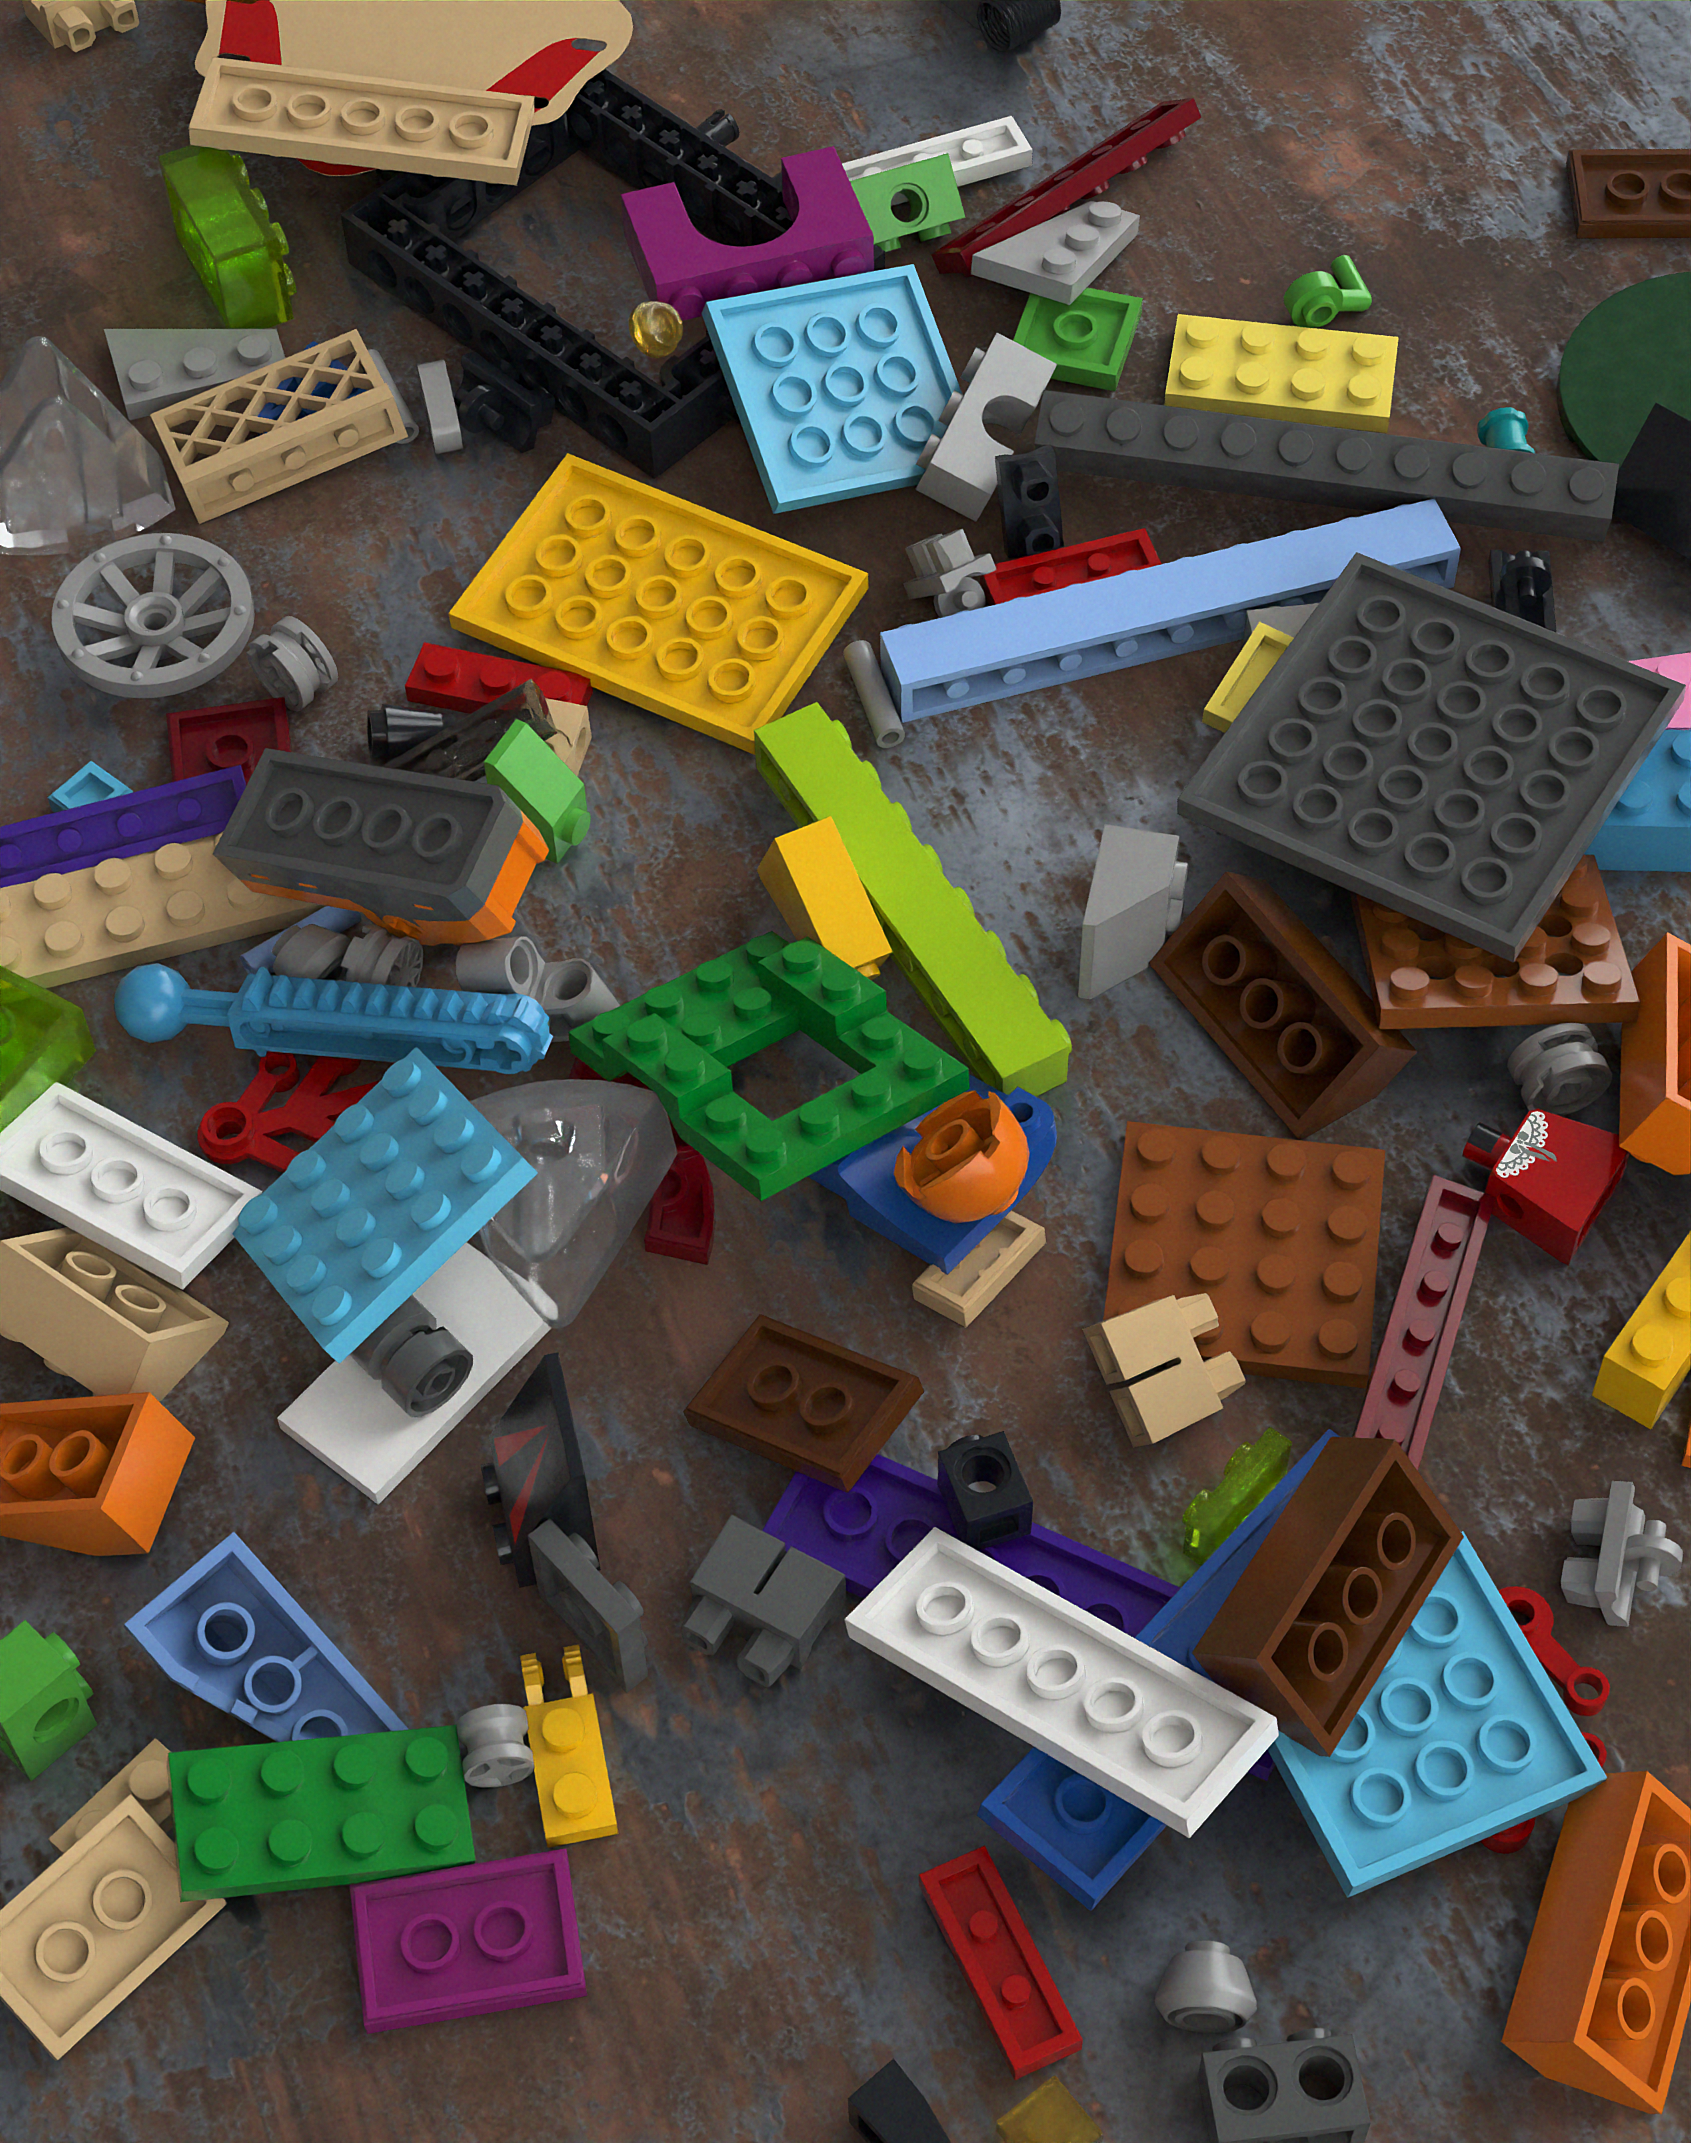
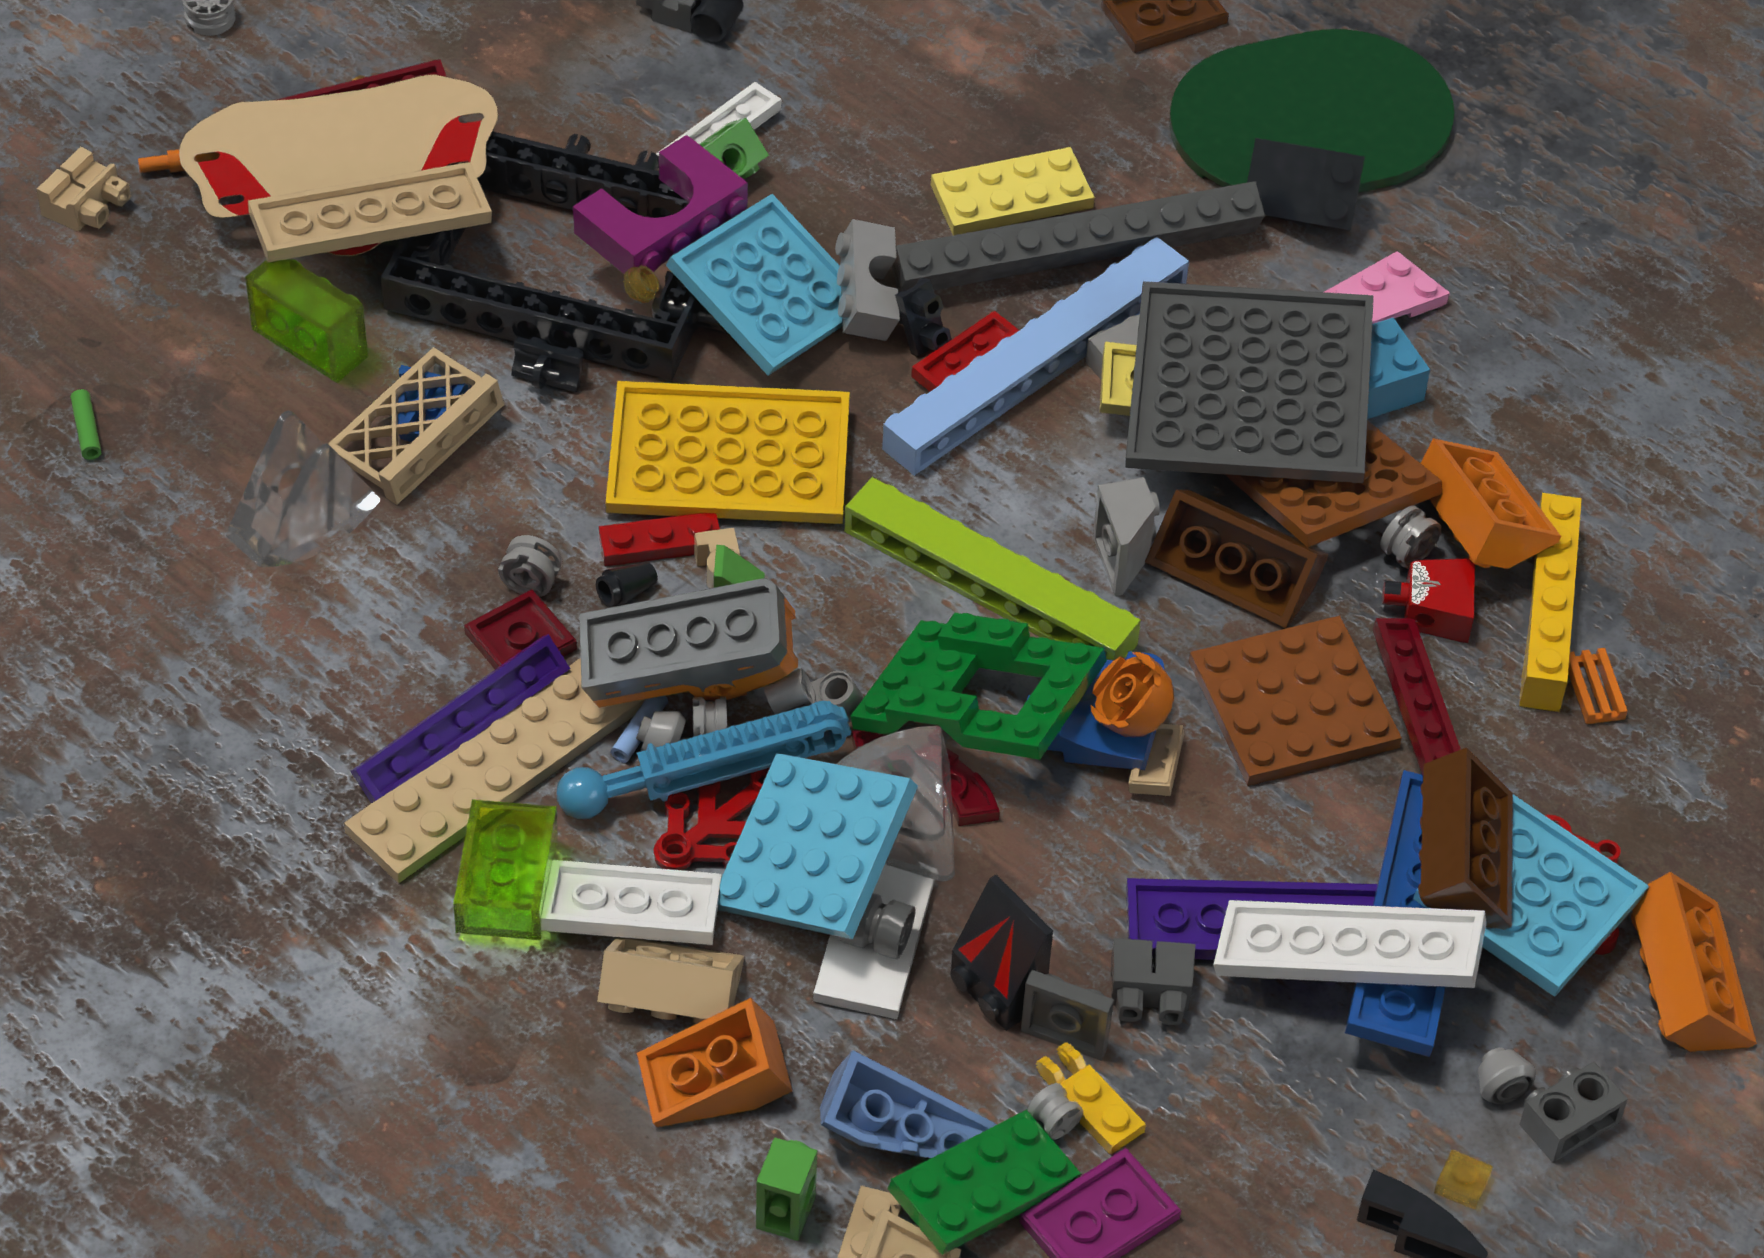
camera: 30 degrees left, 5 degrees down
(86, 787) = (446, 687): medium azure tile -> none
(154, 621) = (421, 571): light grey wheel -> none
(174, 364) = (327, 404): light grey wing -> none
(439, 406) = (512, 379): light grey beam -> none
(464, 746) = (686, 567): clear smoke plate -> none
(804, 1402) = (1109, 867): reddish brown tile -> none
(823, 896) = (943, 584): yellow slope -> none
(874, 694) = (890, 463): light grey piece -> none
(945, 570) = (897, 375): light grey hips -> none
(991, 1516) = (1243, 870): black brick -> none
(1000, 1962) = (1390, 1107): red plate -> none
(1061, 253) = (839, 159): light grey wing -> none
(1079, 179) = (815, 117): dark red plate -> none
(1083, 338) = (879, 200): bright green plate -> none
(1183, 1389) = (1296, 771): tan hips -> none
(1248, 1480) = (1366, 839): clear neon green plate -> none
(1317, 299) = (1012, 135): bright green plate -> none
(1504, 430) = (1167, 184): teal bush -> none
(1523, 586) = (1233, 269): black hips -> none
(1624, 1551) = (1584, 795): light grey hips -> none

